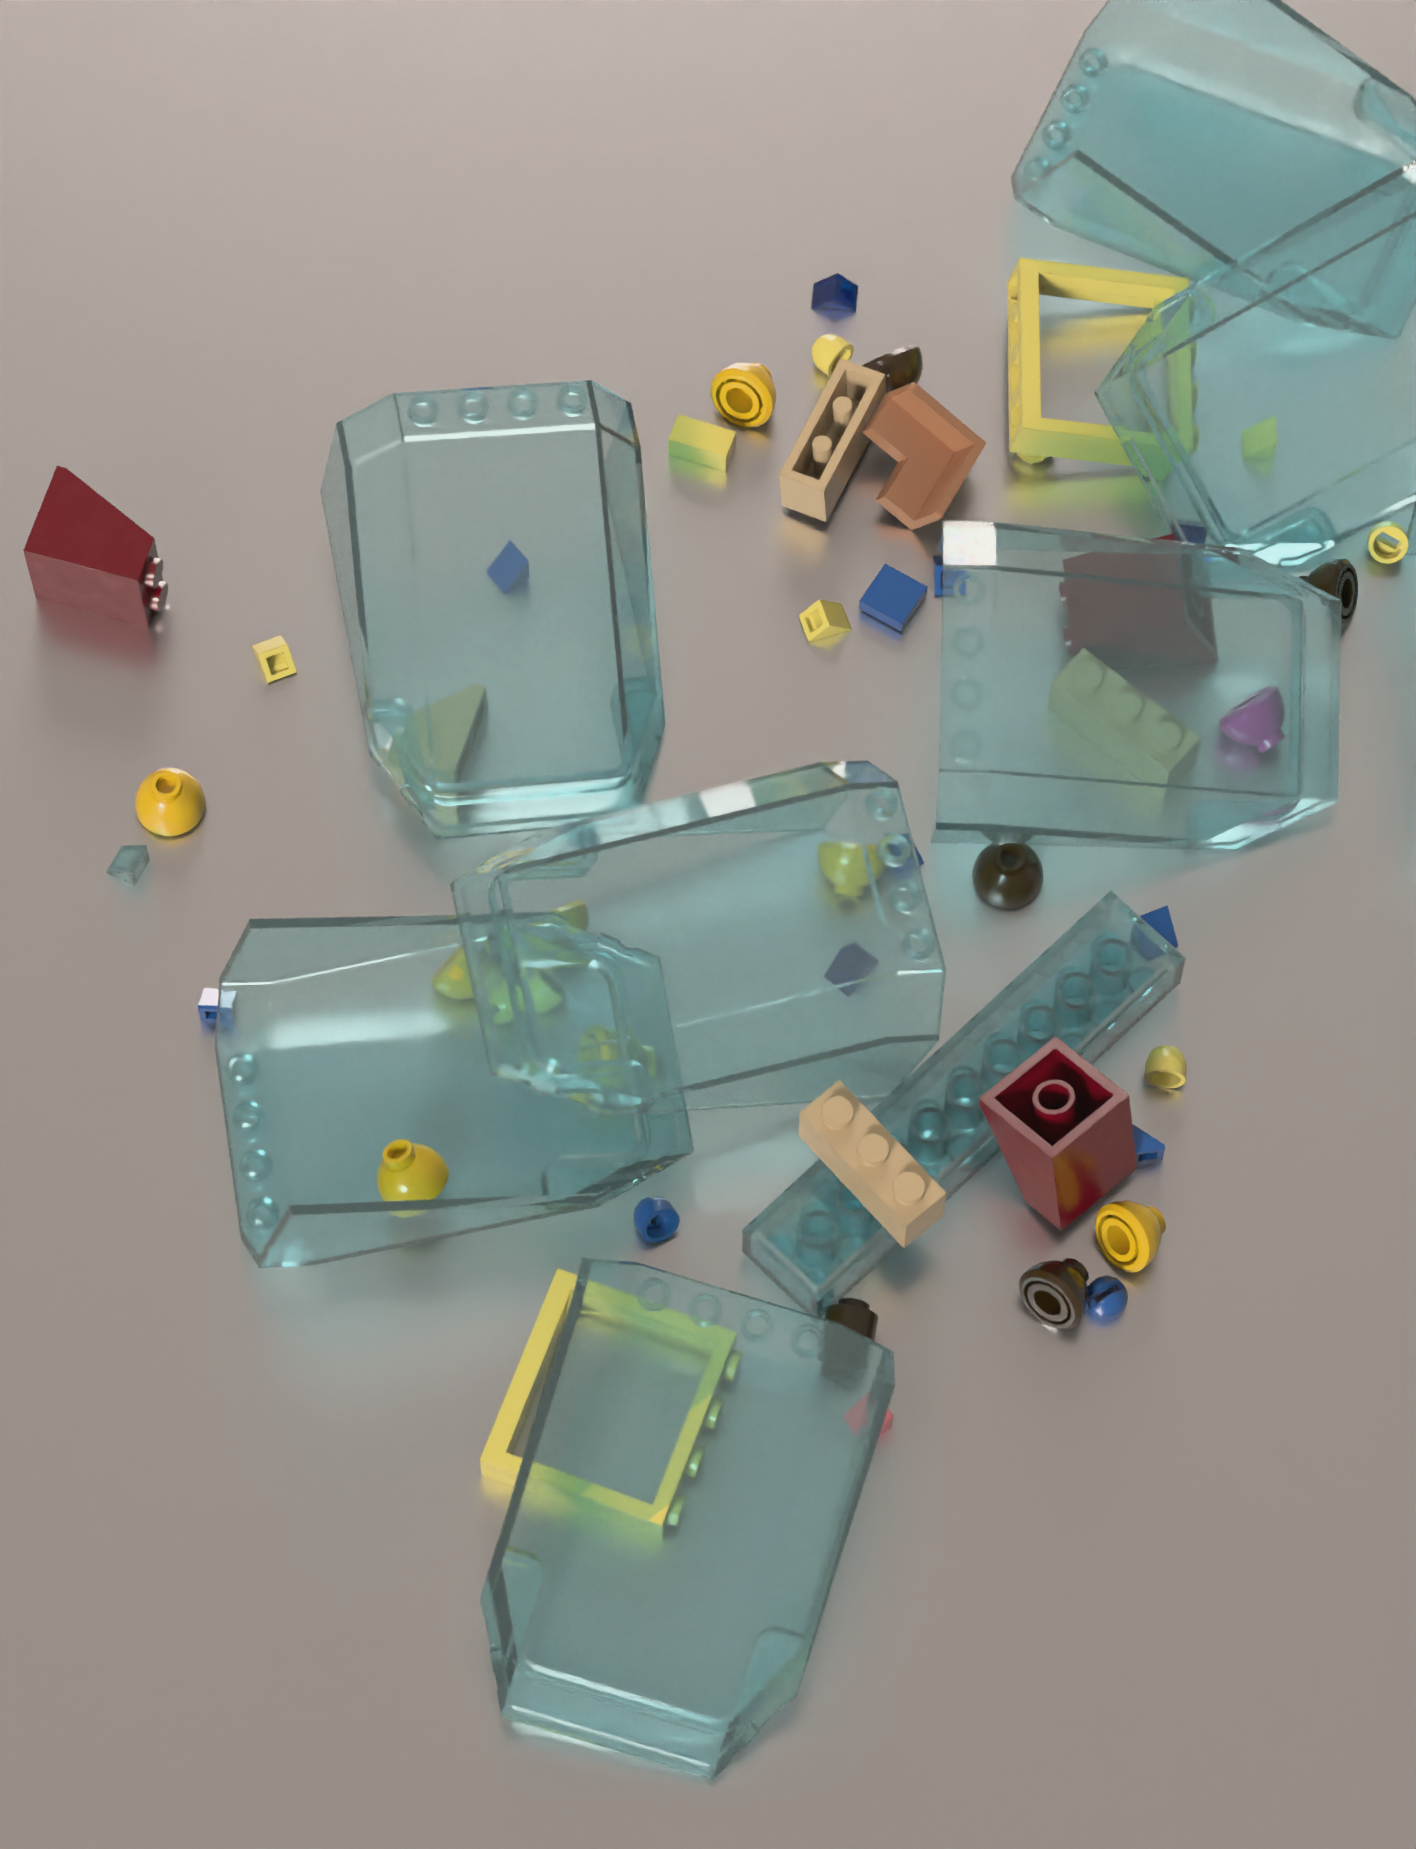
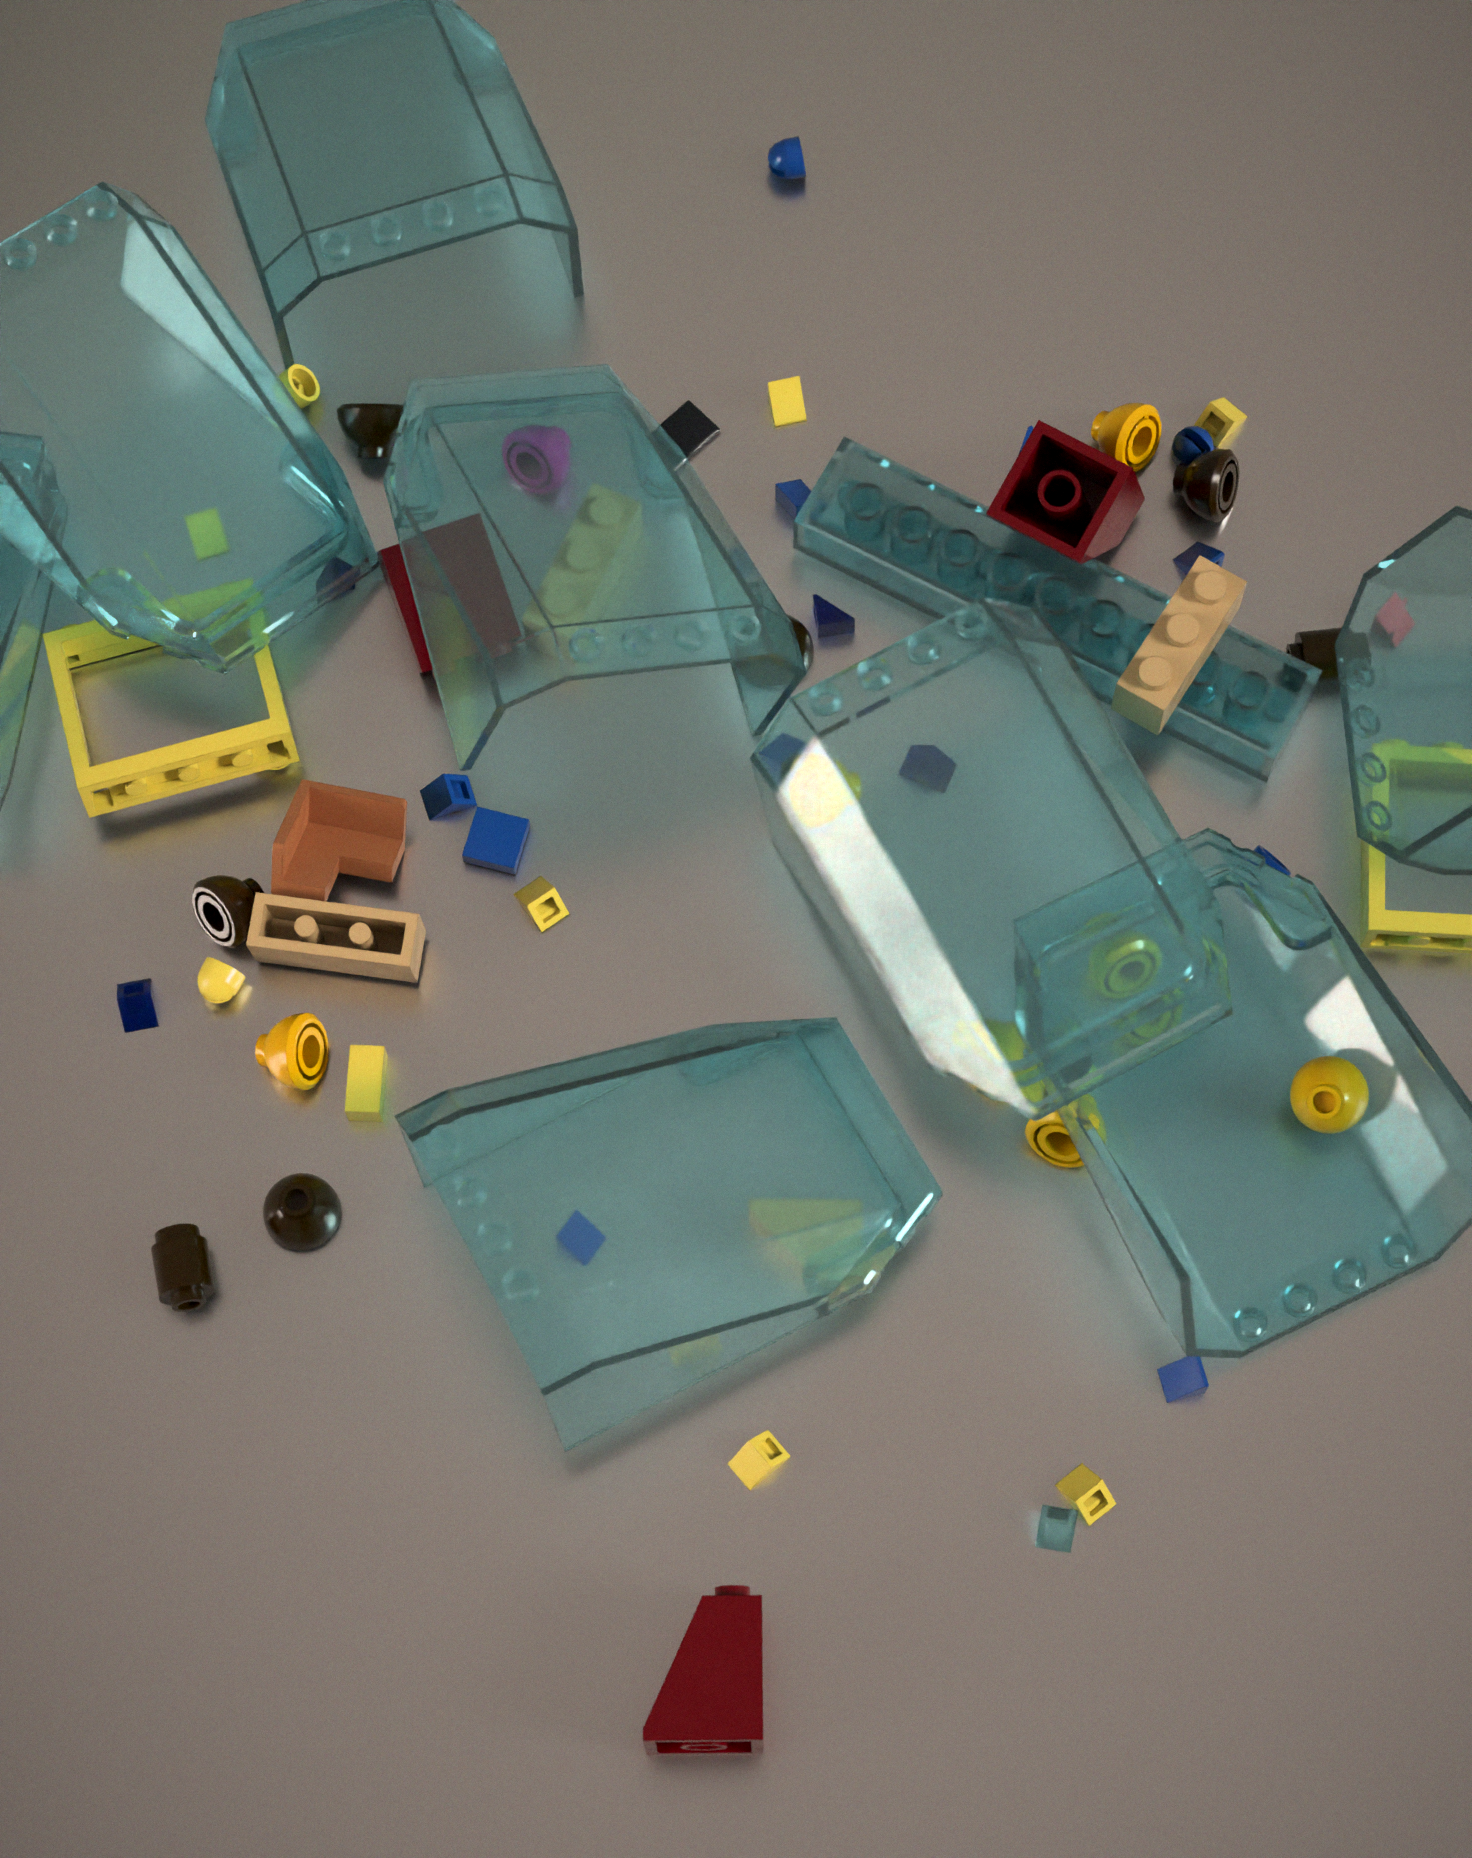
camera: 105 degrees left, 5 degrees up
(149, 896) = (1086, 1493): none -> light yellow piece
(169, 802) = (969, 1510): yellow brick -> none
(586, 270) = (182, 1267): none -> dark brown brick
(611, 366) = (301, 1211): none -> dark brown brick
(985, 1266) = (1188, 557): none -> blue piece
(1024, 921) = (830, 619): none -> clear blue piece
(1132, 1337) = (1220, 420): none -> light yellow piece
(1165, 1067) = (939, 451): light yellow hinge -> none
(1257, 863) = (690, 429): none -> black piece
(1258, 951) = (786, 401): none -> light yellow piece

